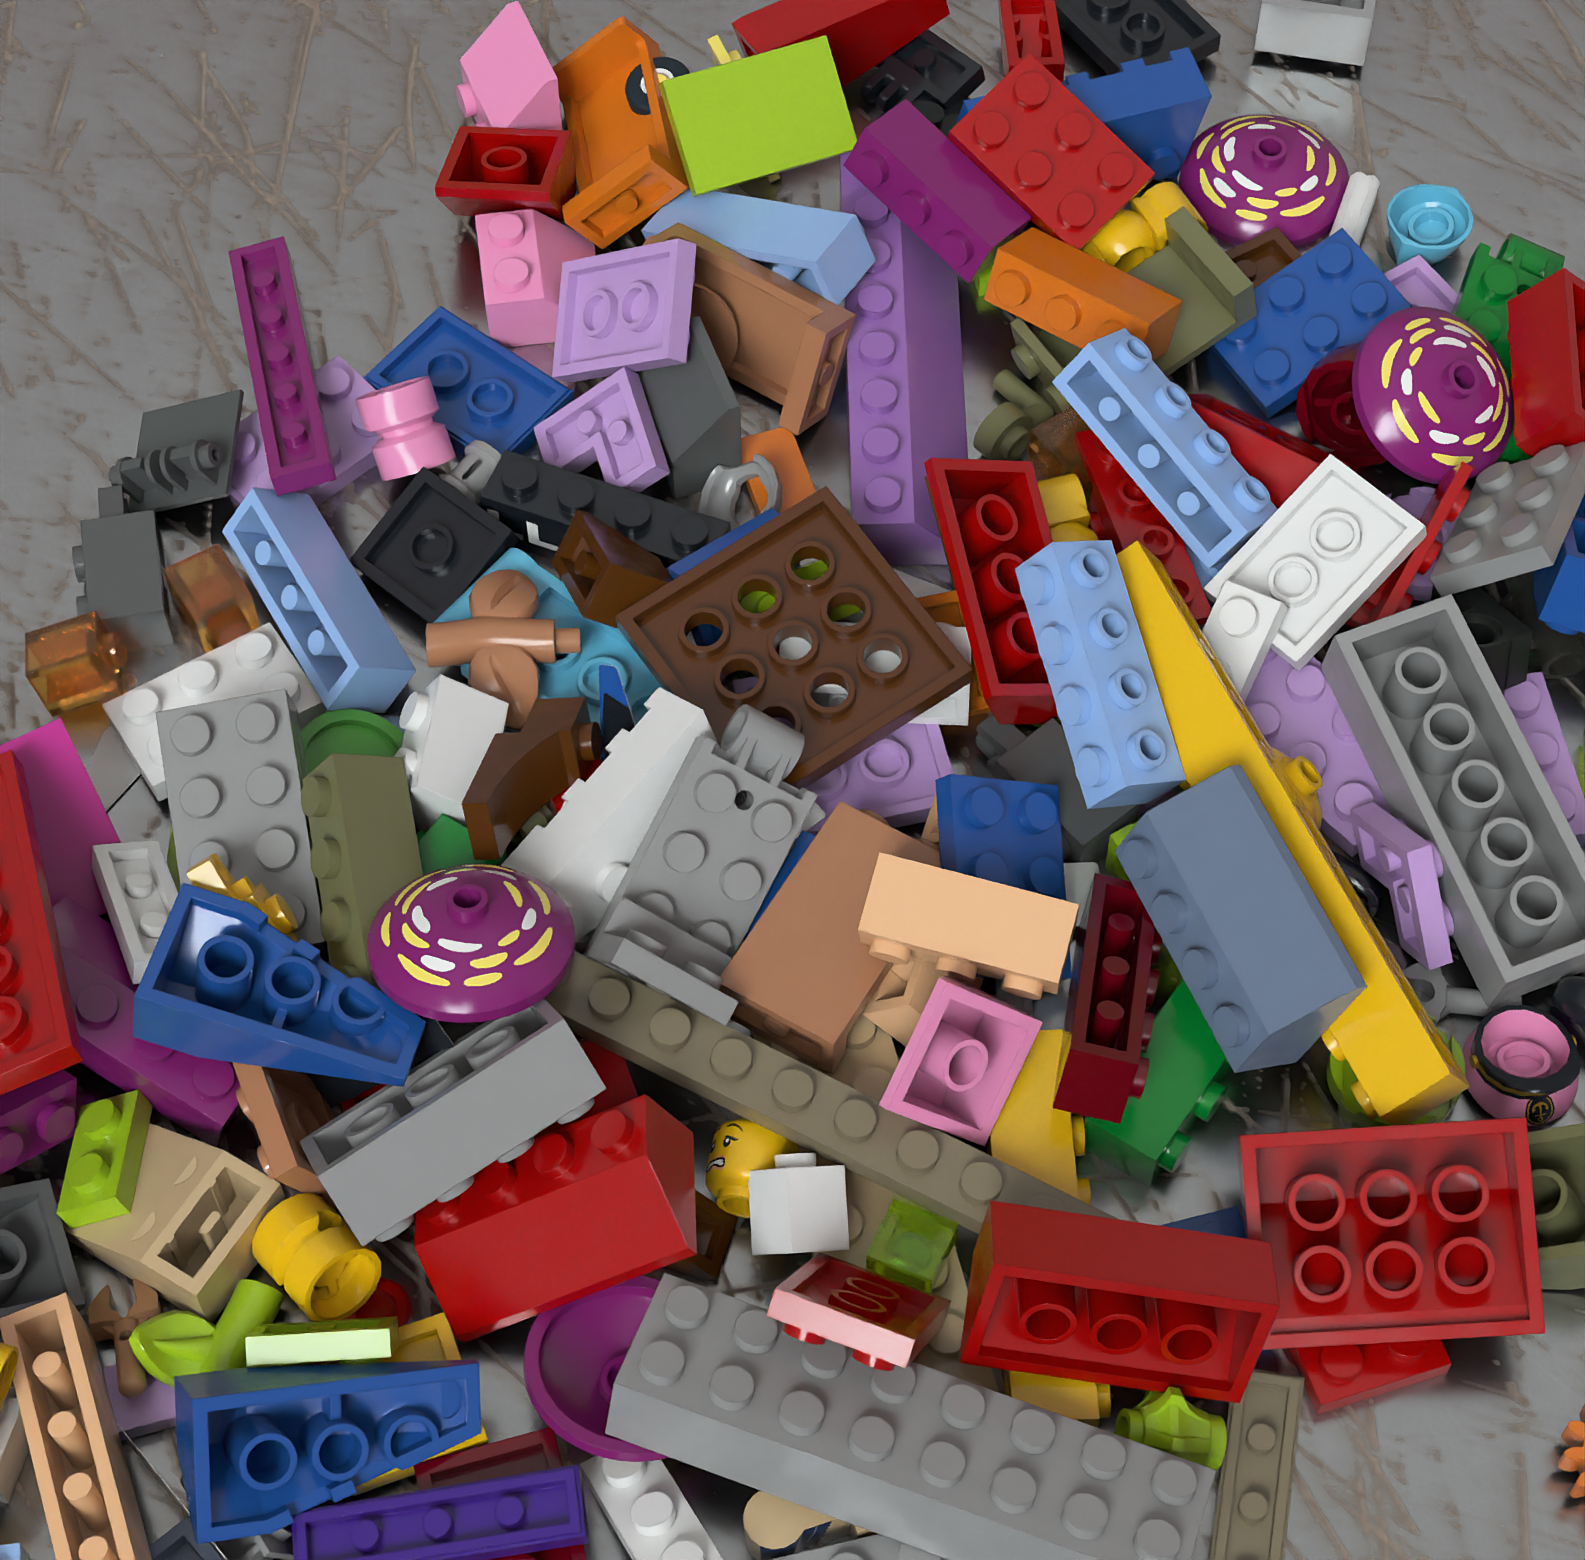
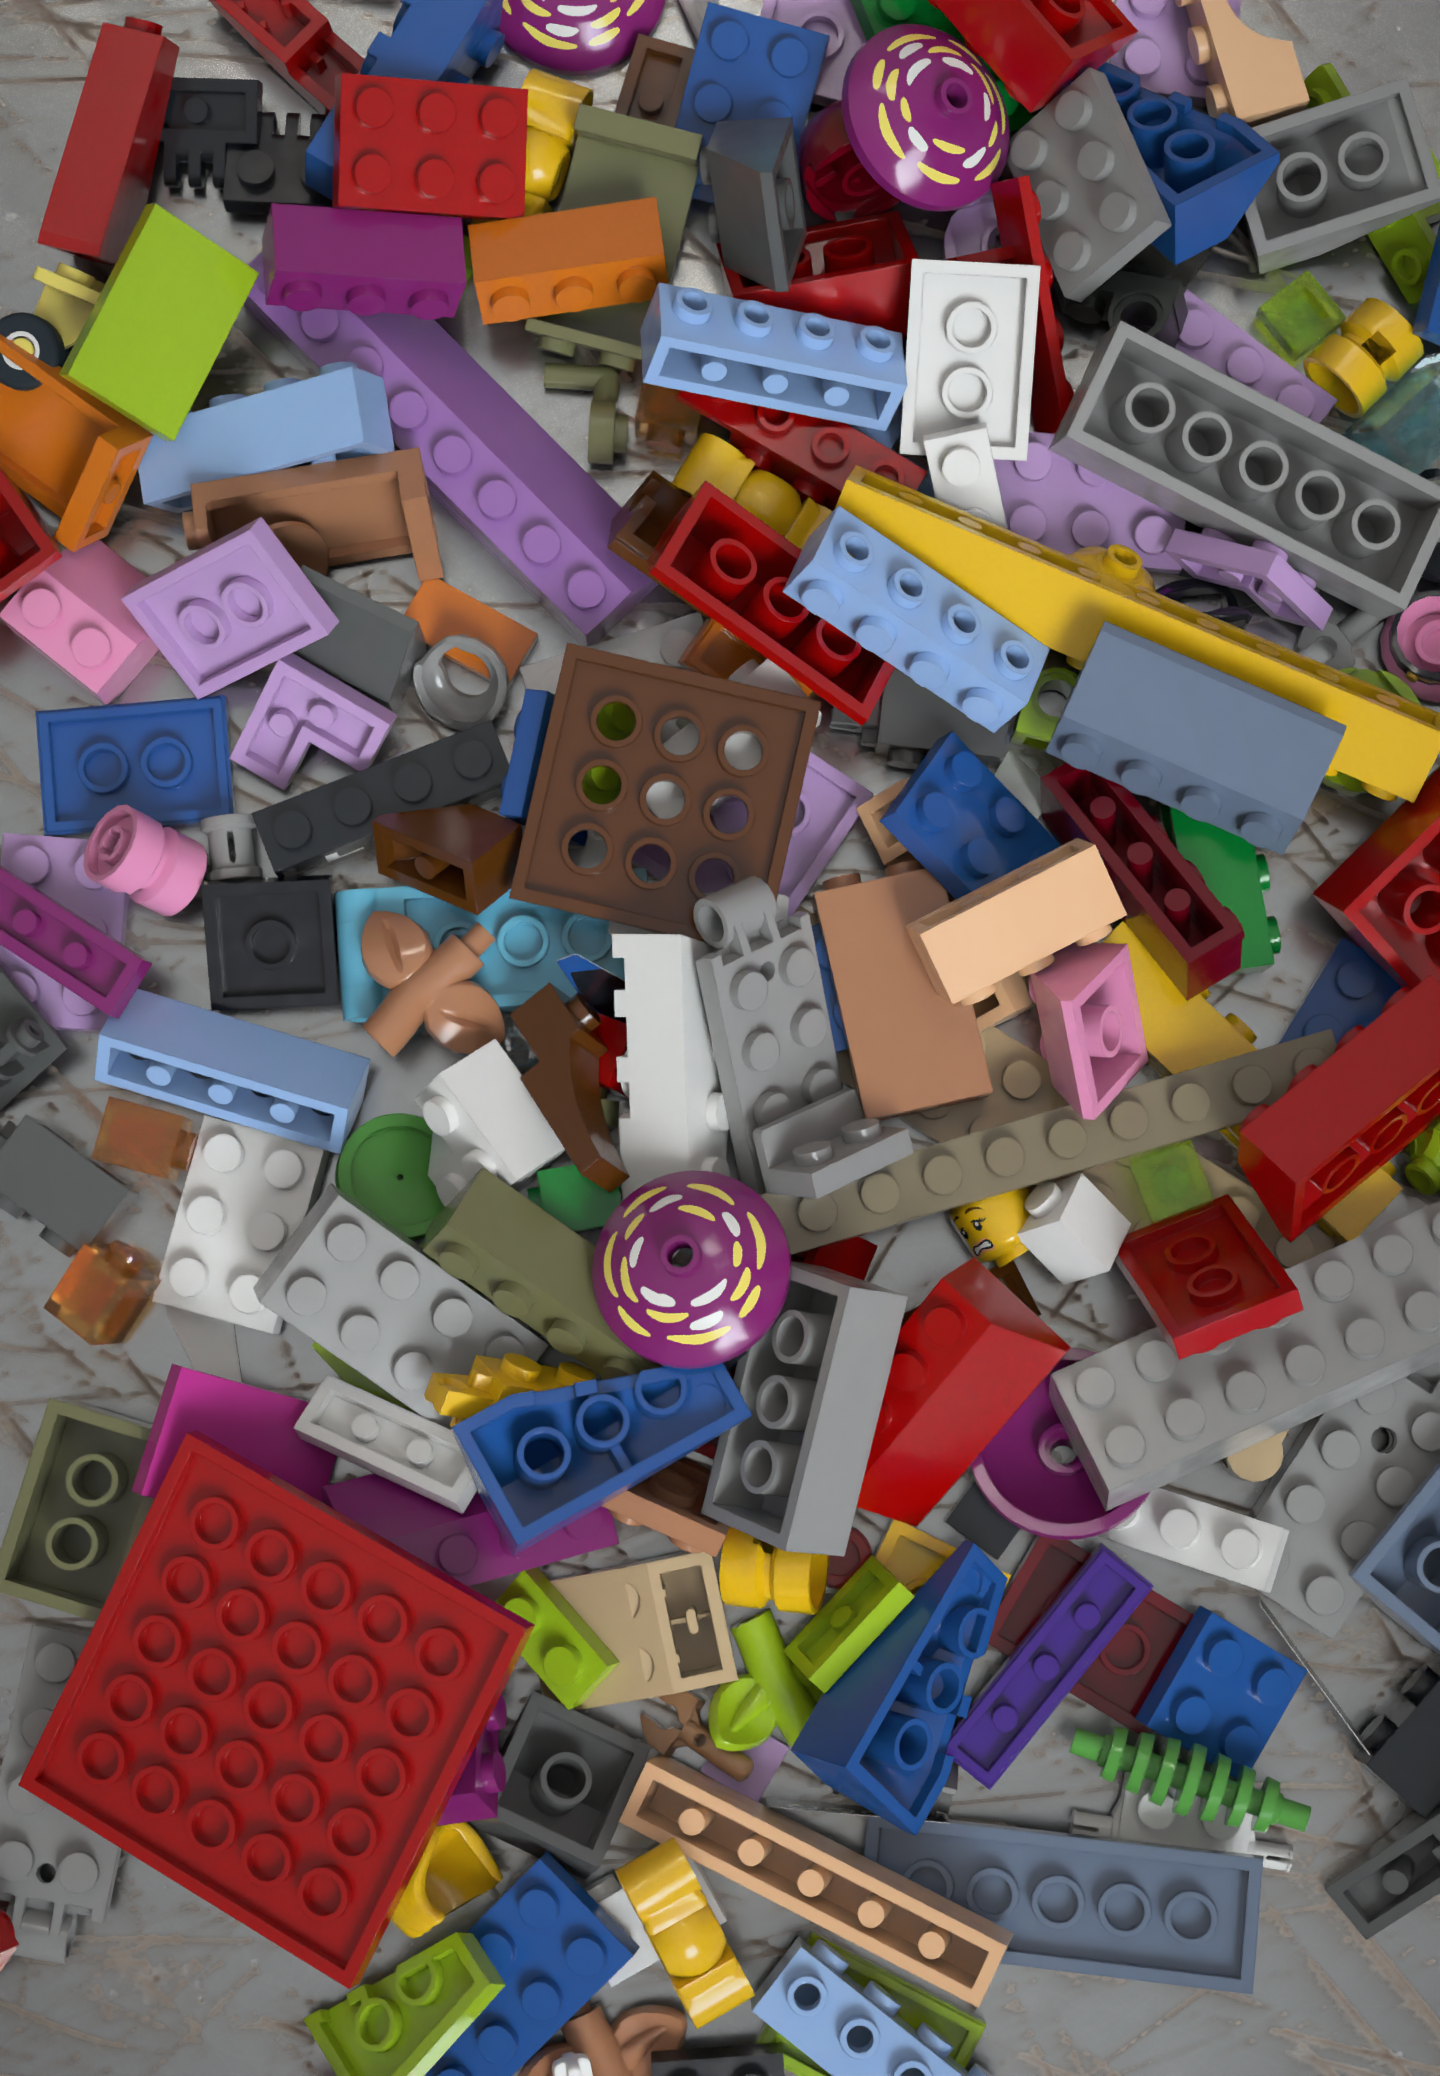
camera: 50 degrees left, 25 degrees up
(507, 1392) = (981, 1522): none -> black tile
(1260, 358) = (756, 198): none -> dark grey slope

